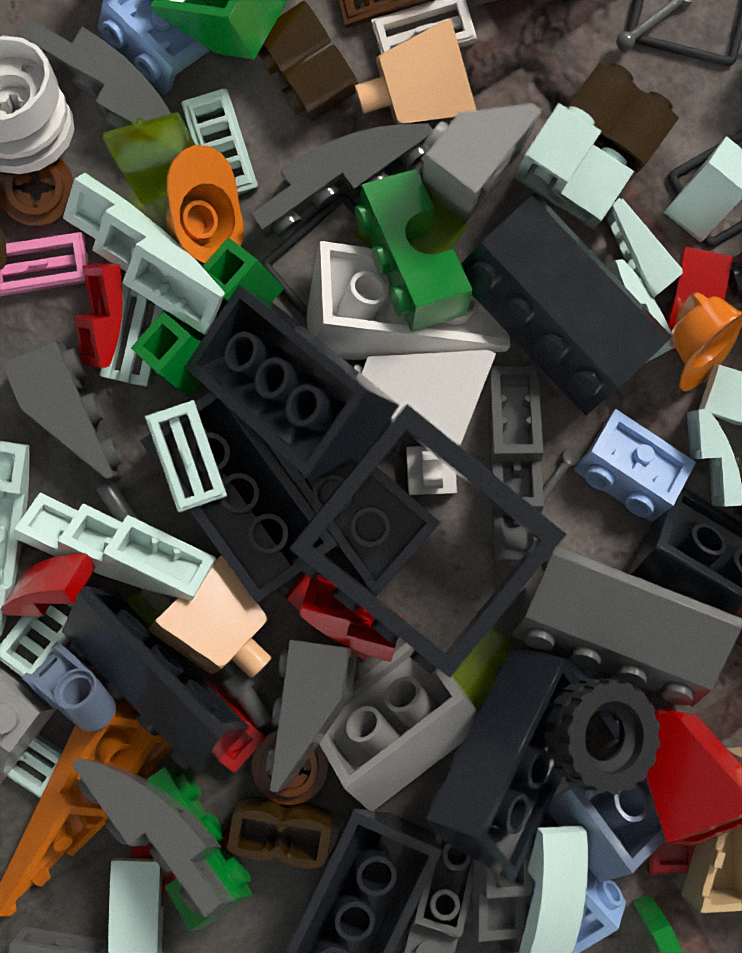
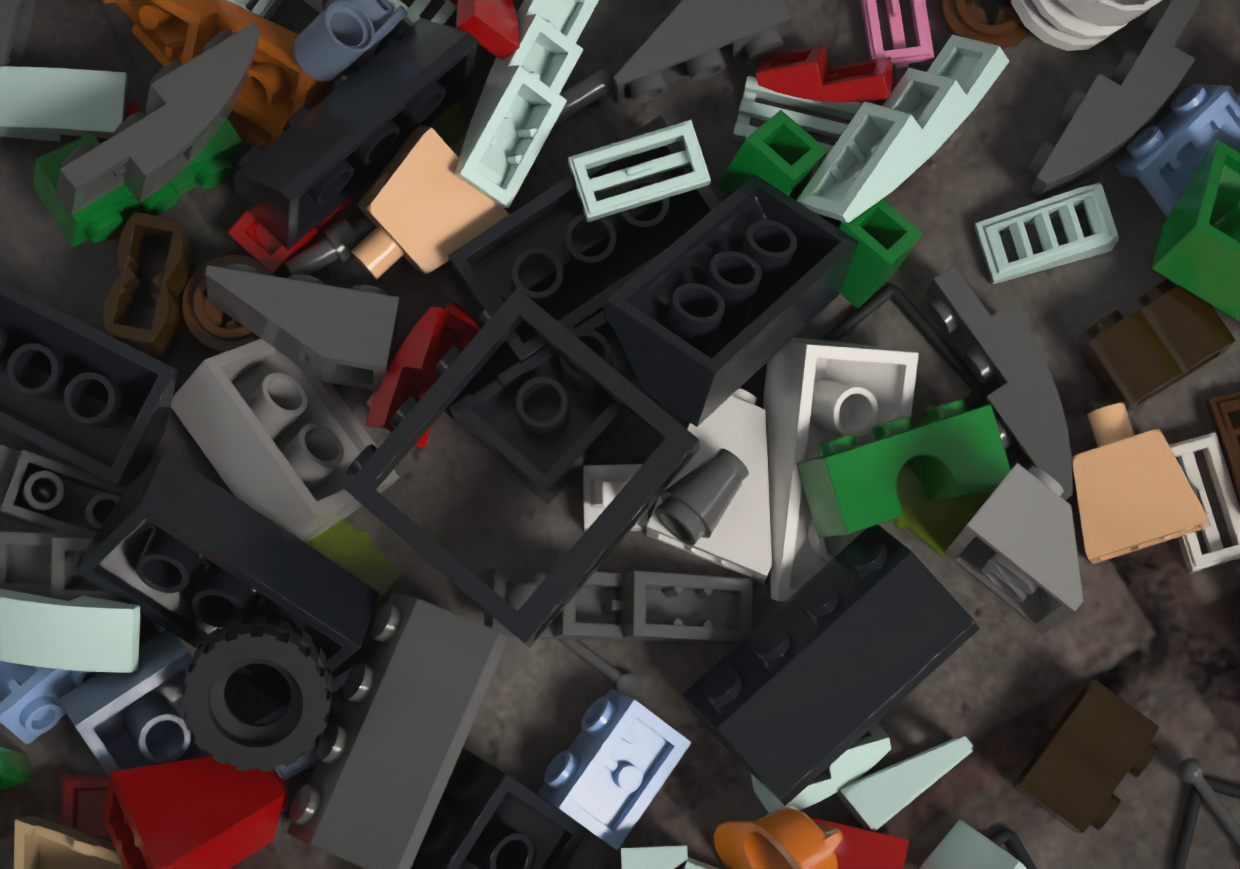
camera: 90 degrees right, 10 degrees down
(146, 152) = (1026, 151): clear neon green piece -> none
(202, 202) = (968, 205): orange piece -> none
(441, 402) = (701, 497): none -> dark grey cone
(571, 169) = (1013, 686): light aqua brick -> none

